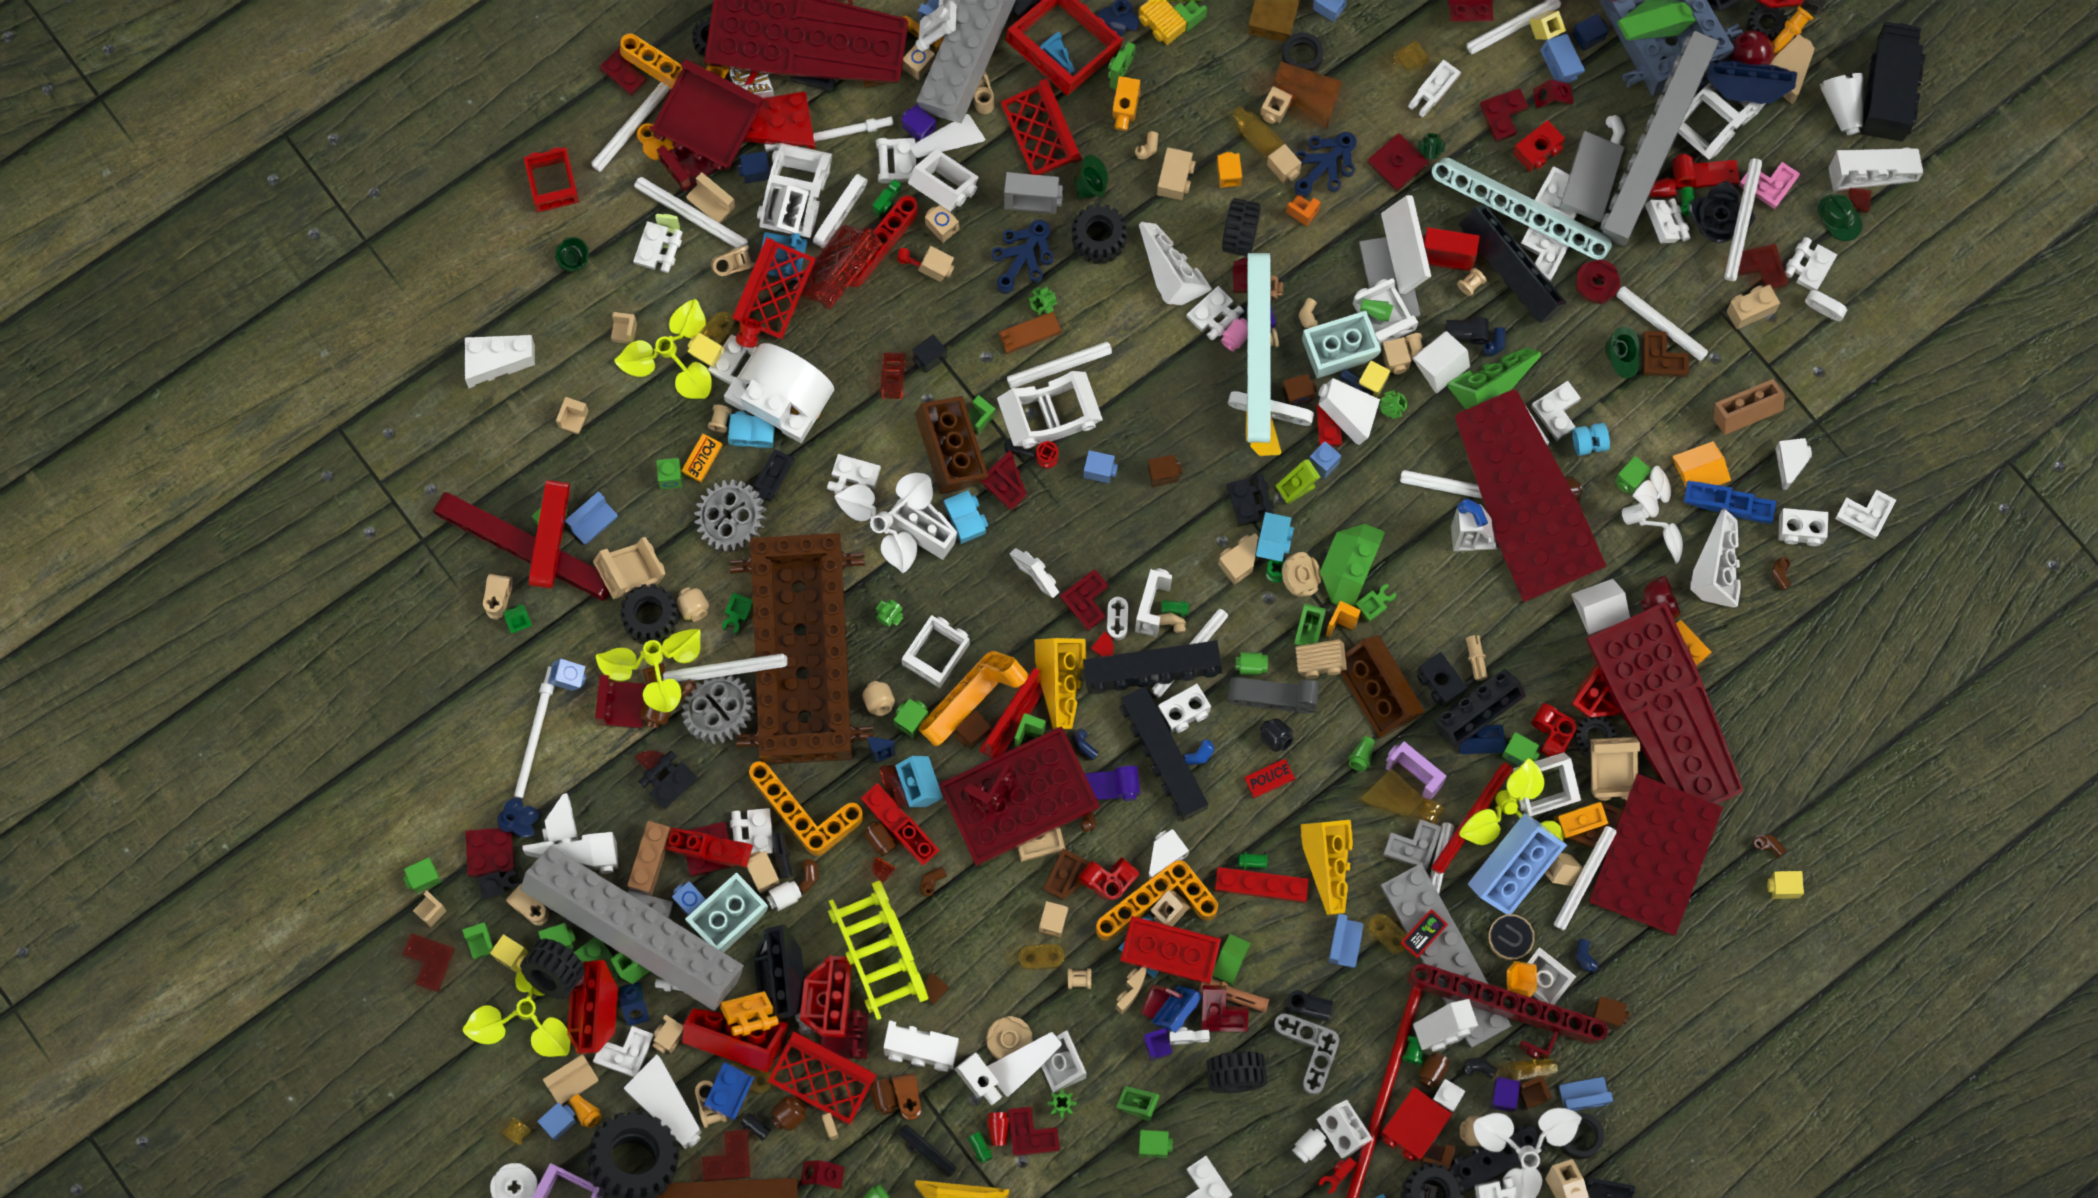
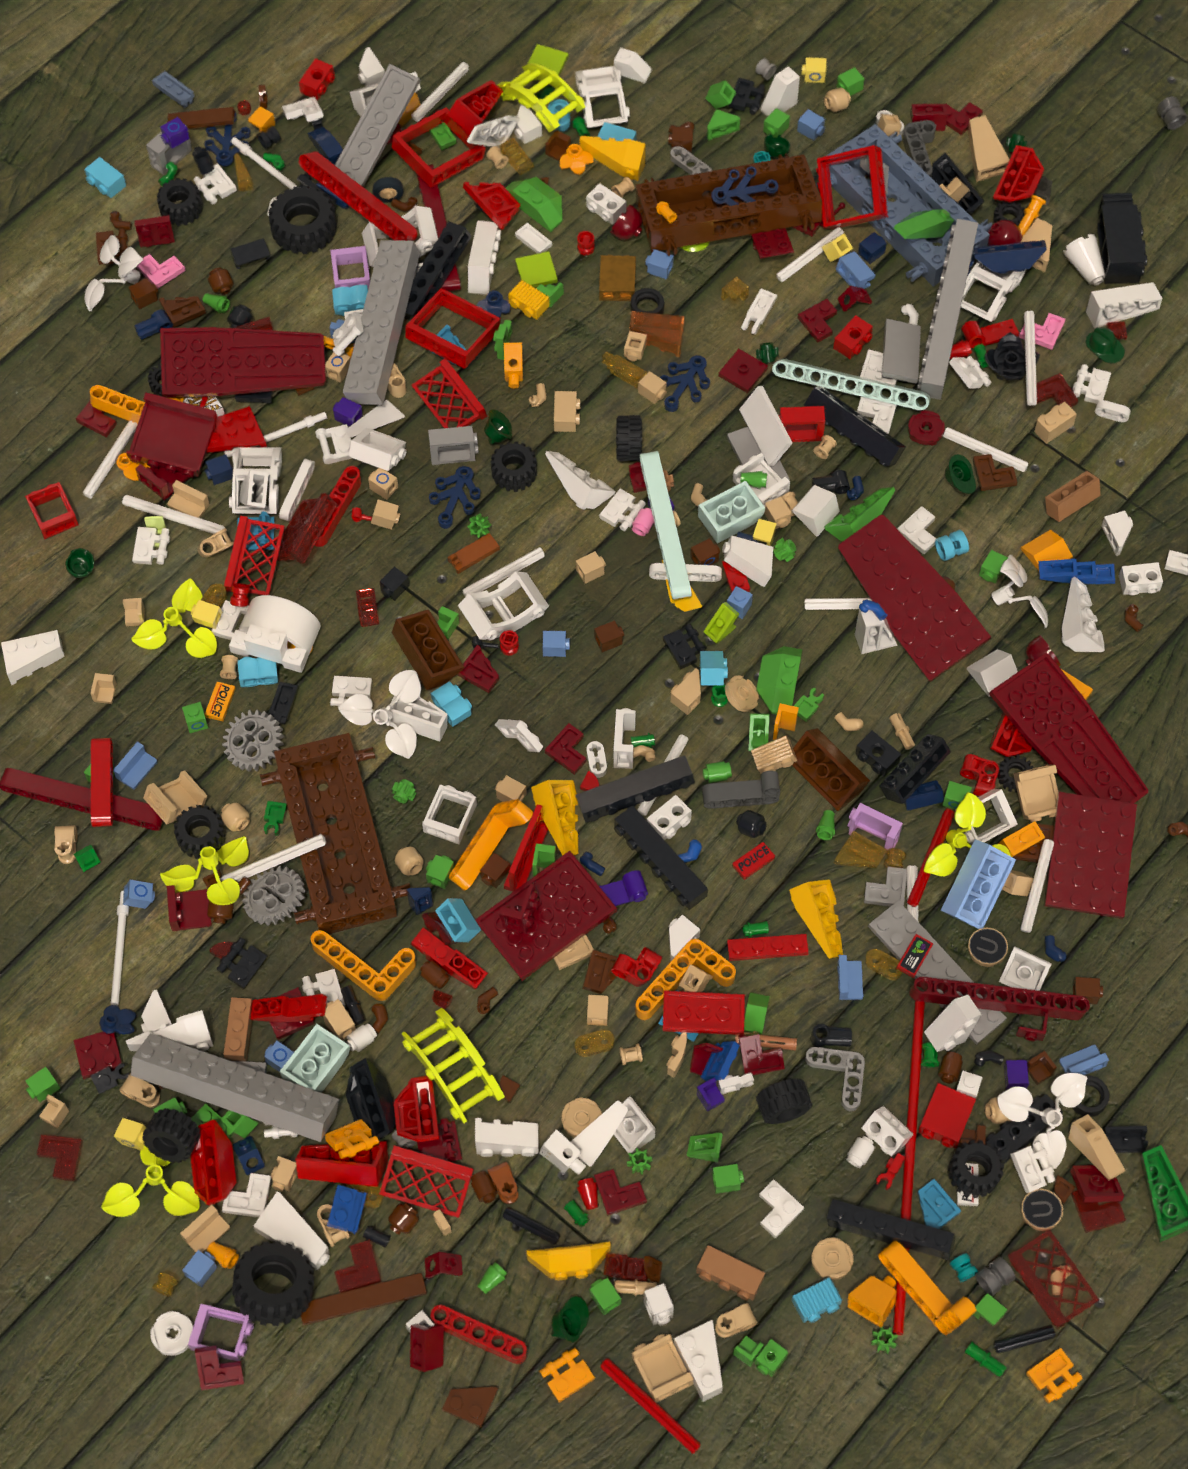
camera: 10 degrees left, 10 degrees down
(479, 940) = (101, 1129): bright green panel -> none
(885, 200) = (332, 474): green plate -> none
(1010, 638) = (510, 790): none -> tan brick
(1161, 379) = (590, 567): none -> tan brick
(1229, 170) = (609, 399): light orange brick -> none
(1303, 210) = (676, 420): orange panel -> none
(1418, 636) = (849, 724): none -> tan arm
(1522, 978) = (1006, 975): light orange panel -> none
(1533, 1068) = (1027, 1051): clear yellow wing -> none

